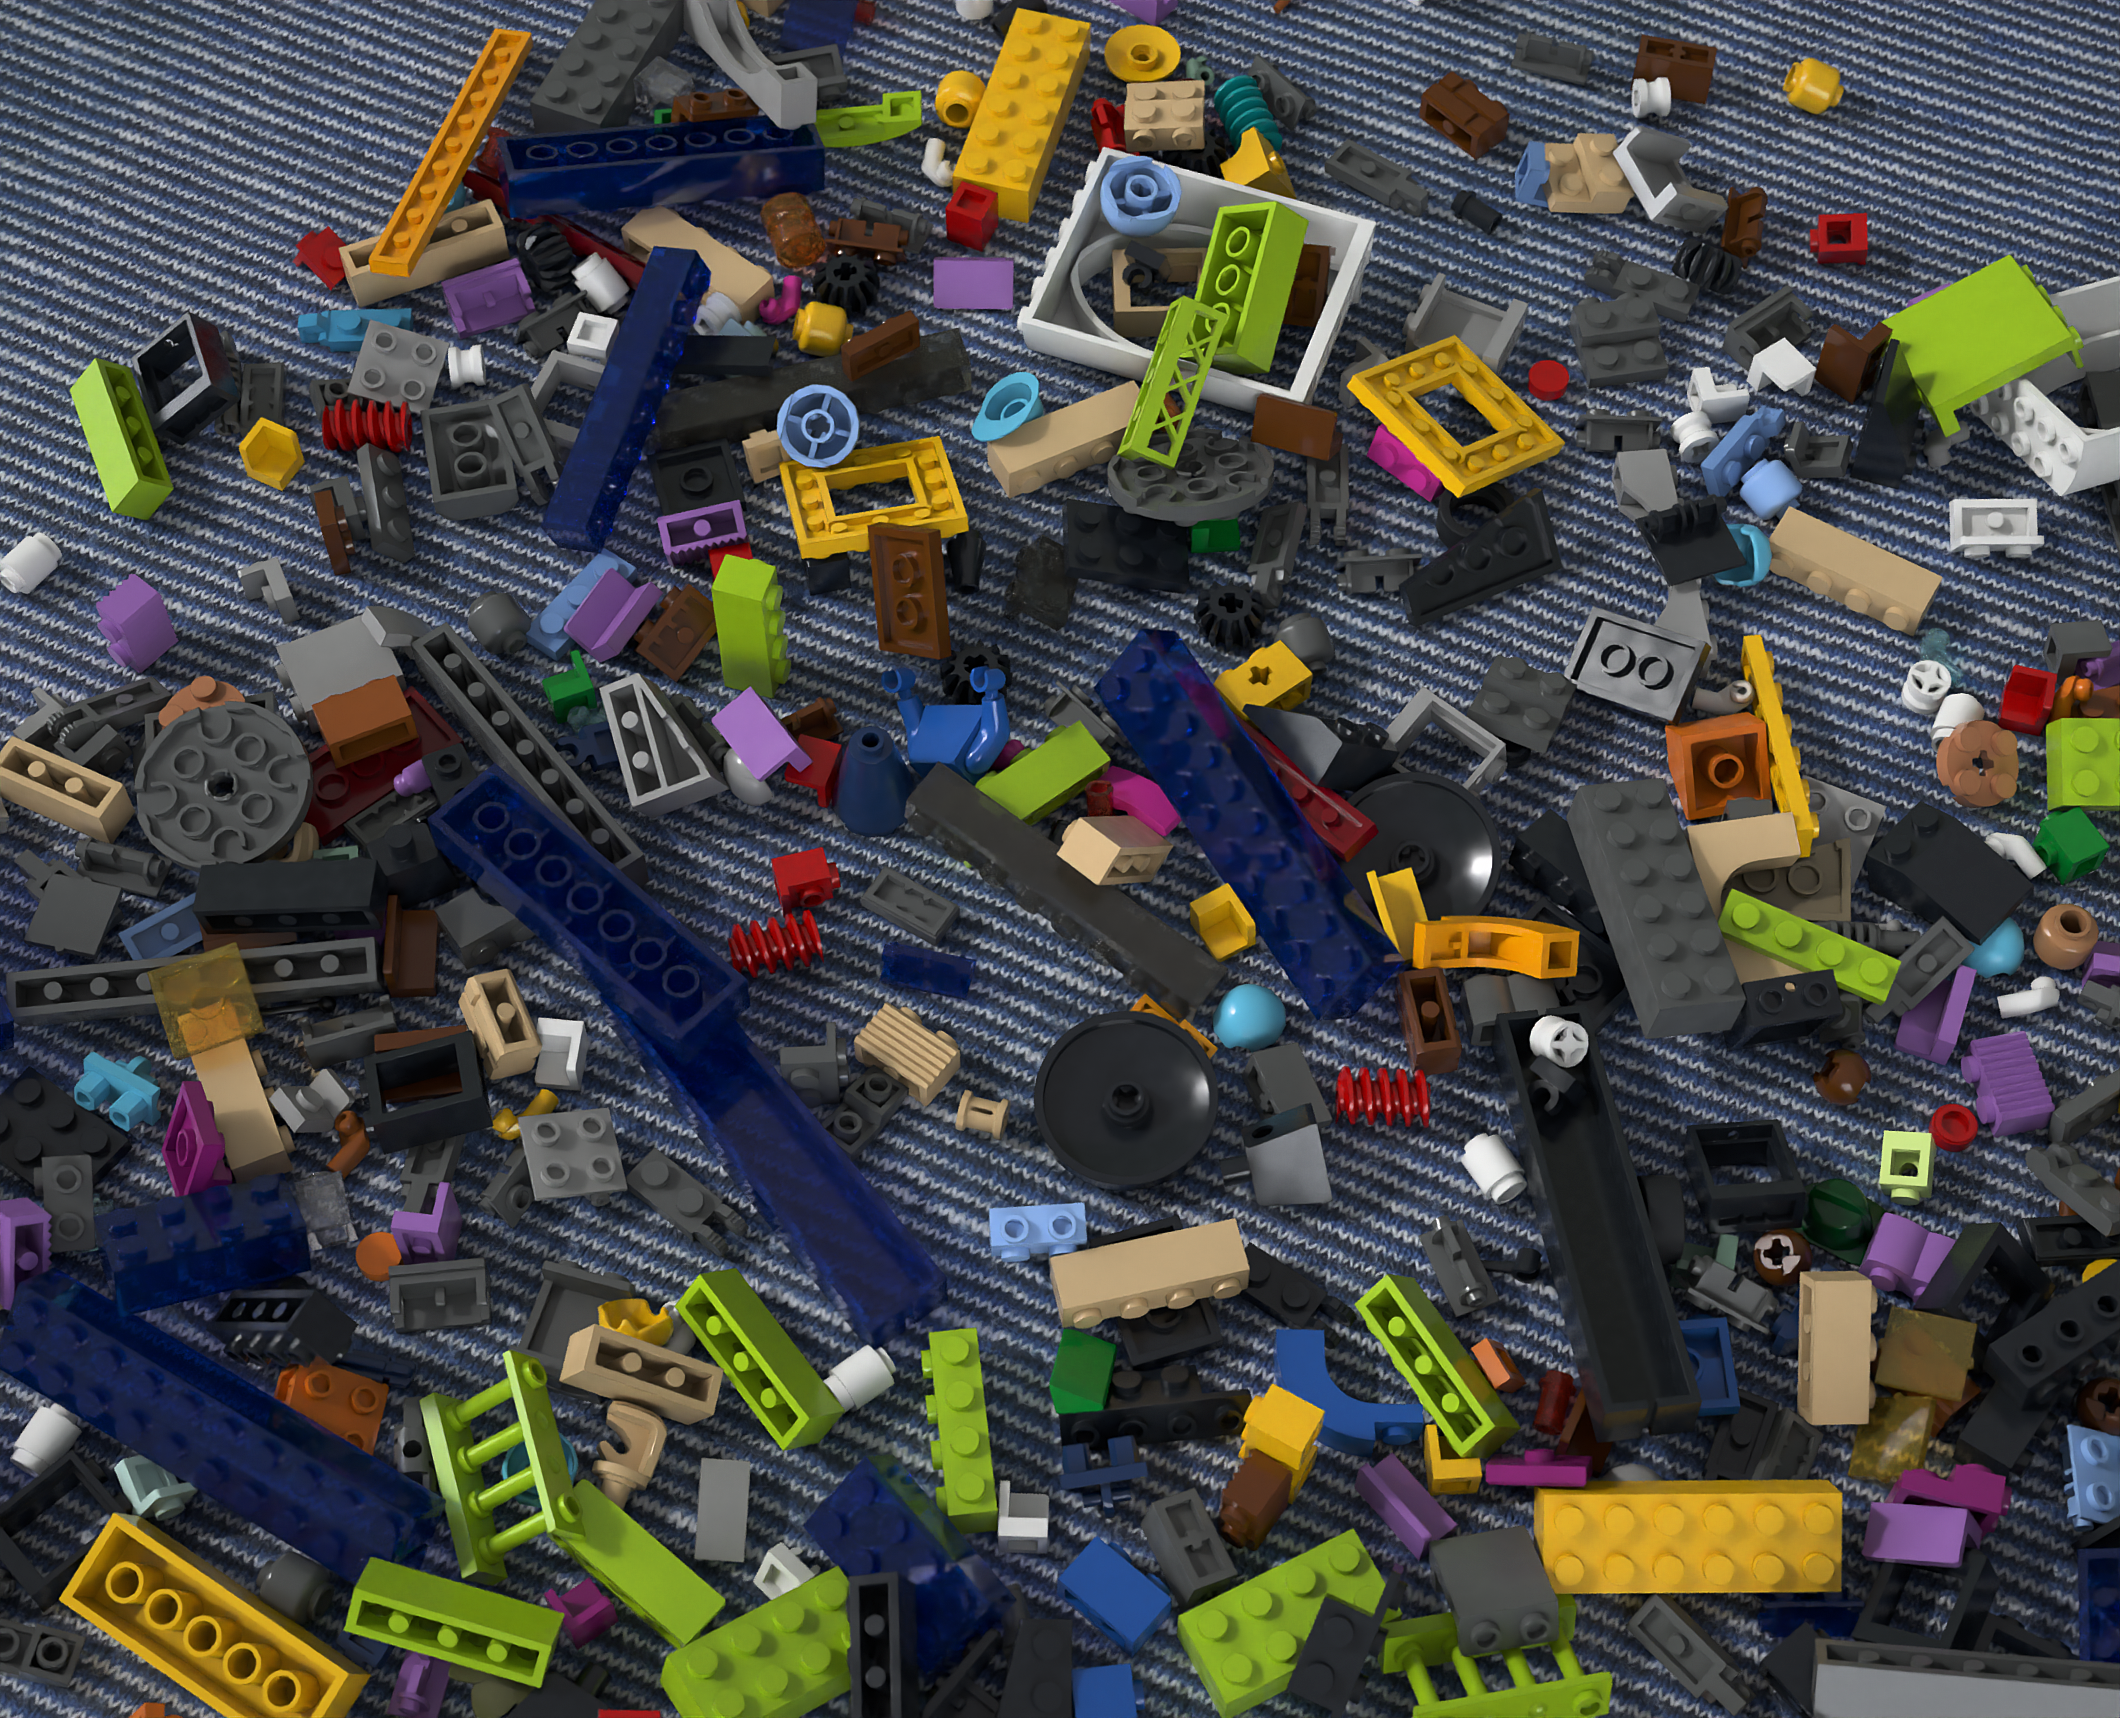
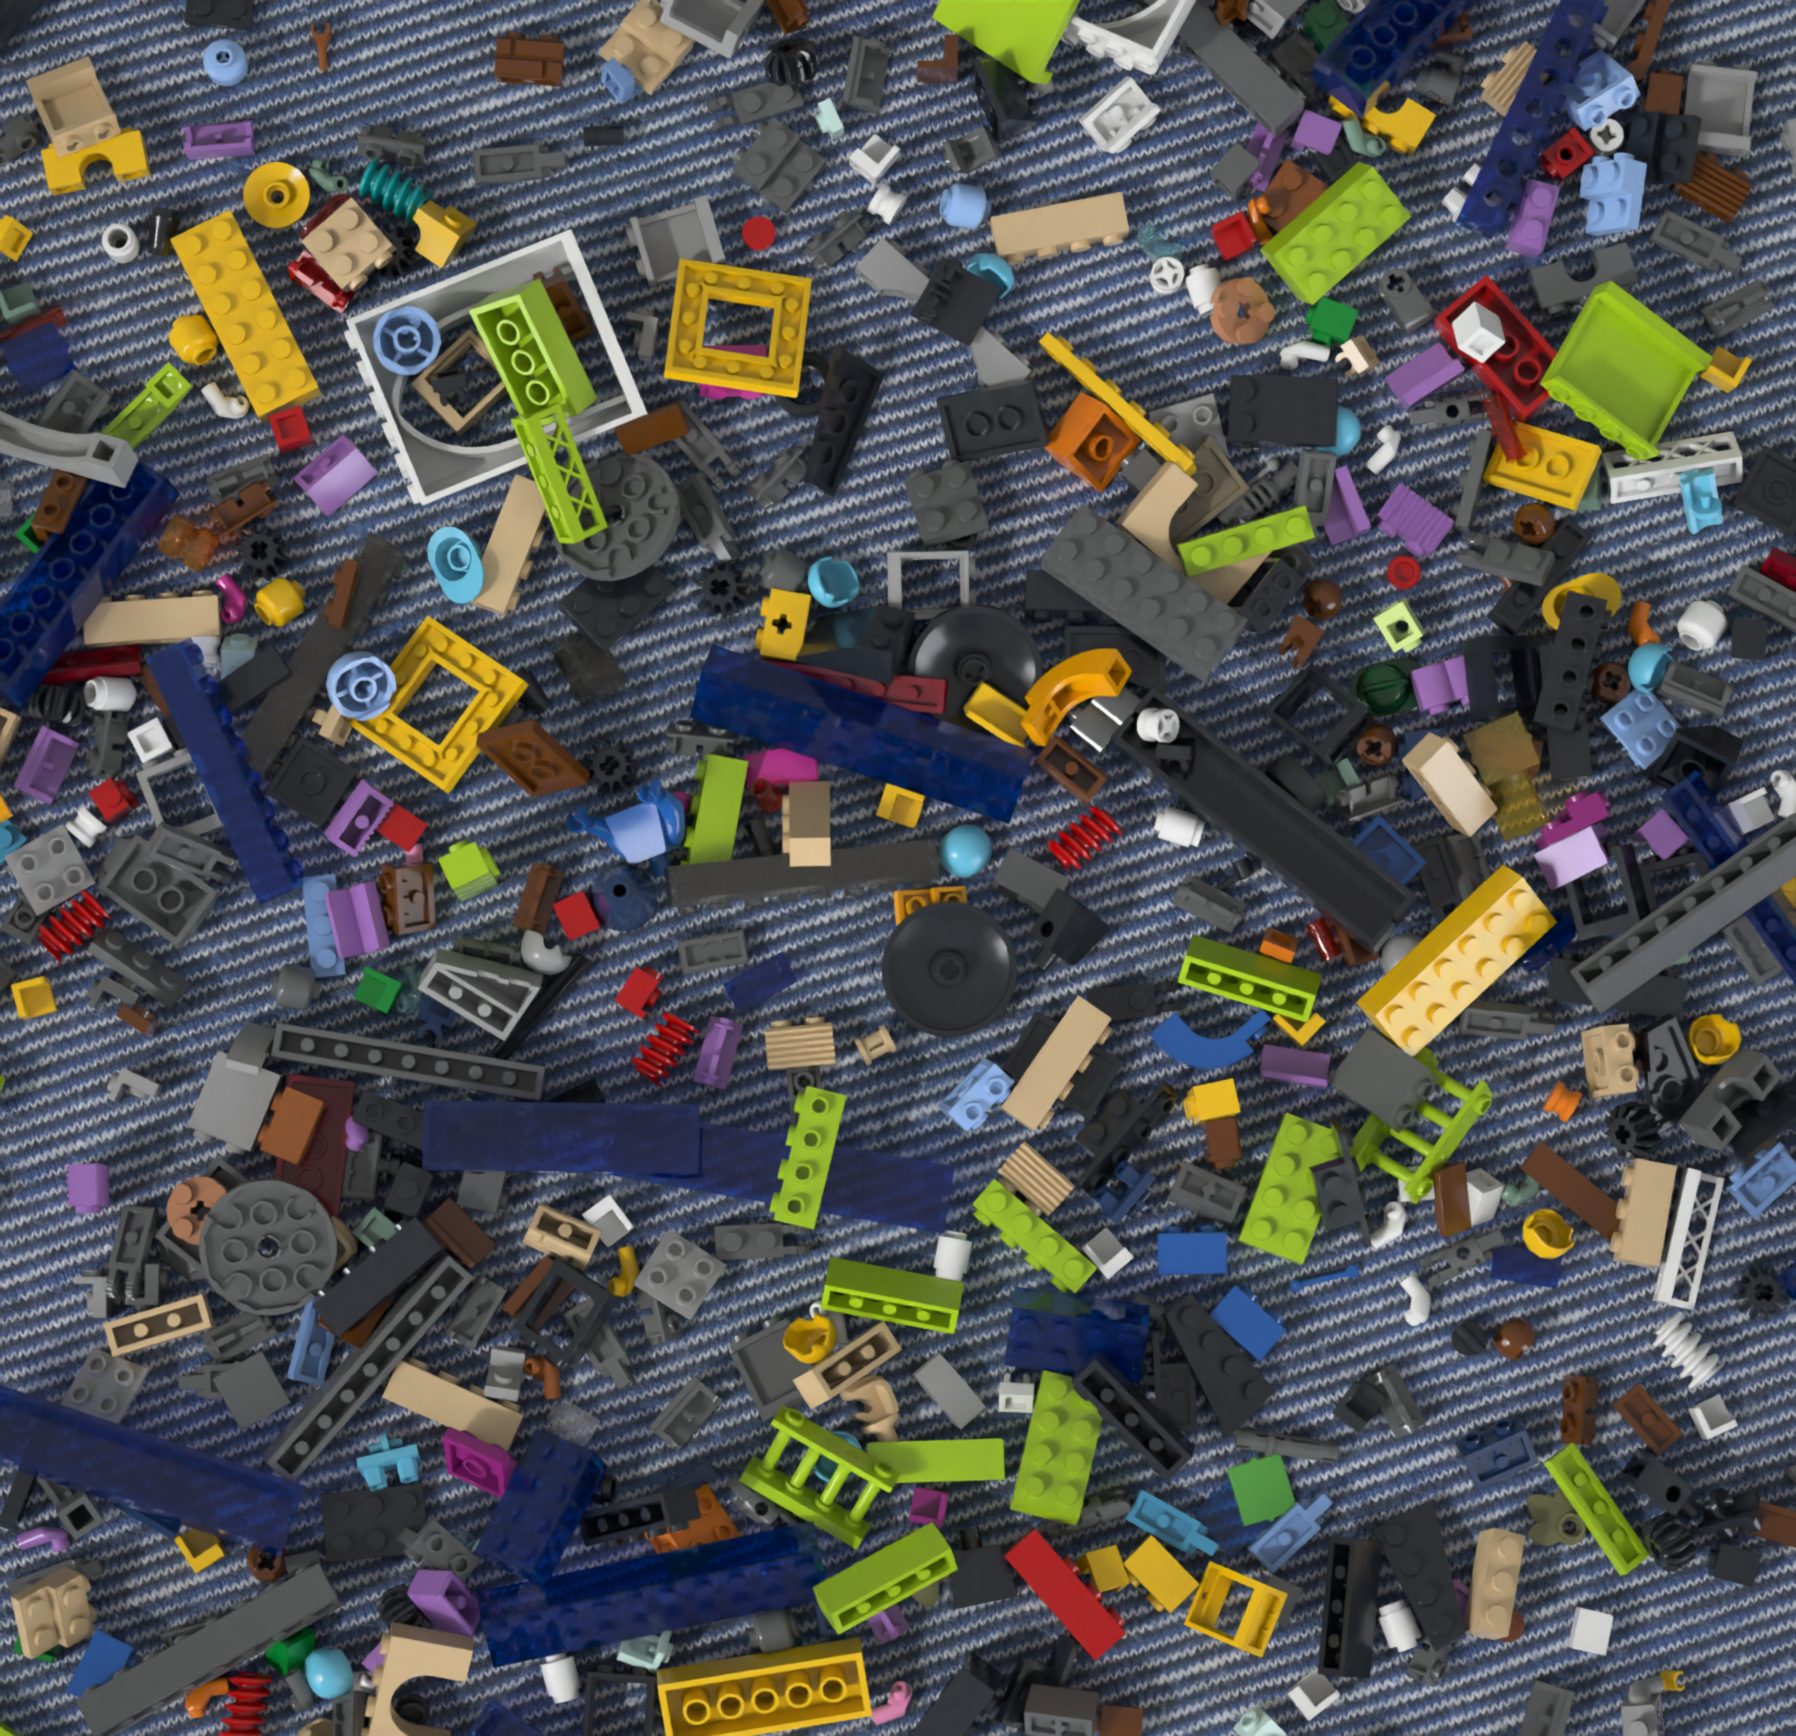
camera: 45 degrees left, 25 degrees up
(206, 1001) = (397, 1377): clear yellow plate -> none
(376, 1255) = (627, 1420): orange tile -> none
(428, 1236) = (654, 1394): medium lavender panel -> none
(511, 361) = (114, 799): none -> red brick
(704, 822) = (541, 1007): none -> black axle
(759, 736) = (539, 933): medium lavender panel -> none
(806, 1136) = (809, 1158): none -> lime brick
(817, 1070) = (766, 1115): dark grey bracket -> none
(824, 997) = (718, 1052): none -> medium lavender hinge
(1019, 1377) = (1035, 1180): none -> tan brick
(1081, 1373) = (1069, 1149): green slope -> none
(1343, 685) = (833, 582): none -> medium azure hair
(1539, 1468) = (1353, 992): magenta plate -> none
(1700, 338) = (829, 120): none -> light aqua plate
(1727, 701) = (1059, 389): white arm -> none
(1740, 449) = (922, 189): medium blue hinge -> none
(1783, 366) = (900, 104): white panel -> none
(1793, 1089) = (1301, 636): none -> reddish brown hinge
(2043, 1603) = (1661, 834): none -> medium lavender panel
(2065, 936) = (1381, 383): medium nougat head -> none
(2073, 888) = (1360, 355): none -> tan tile

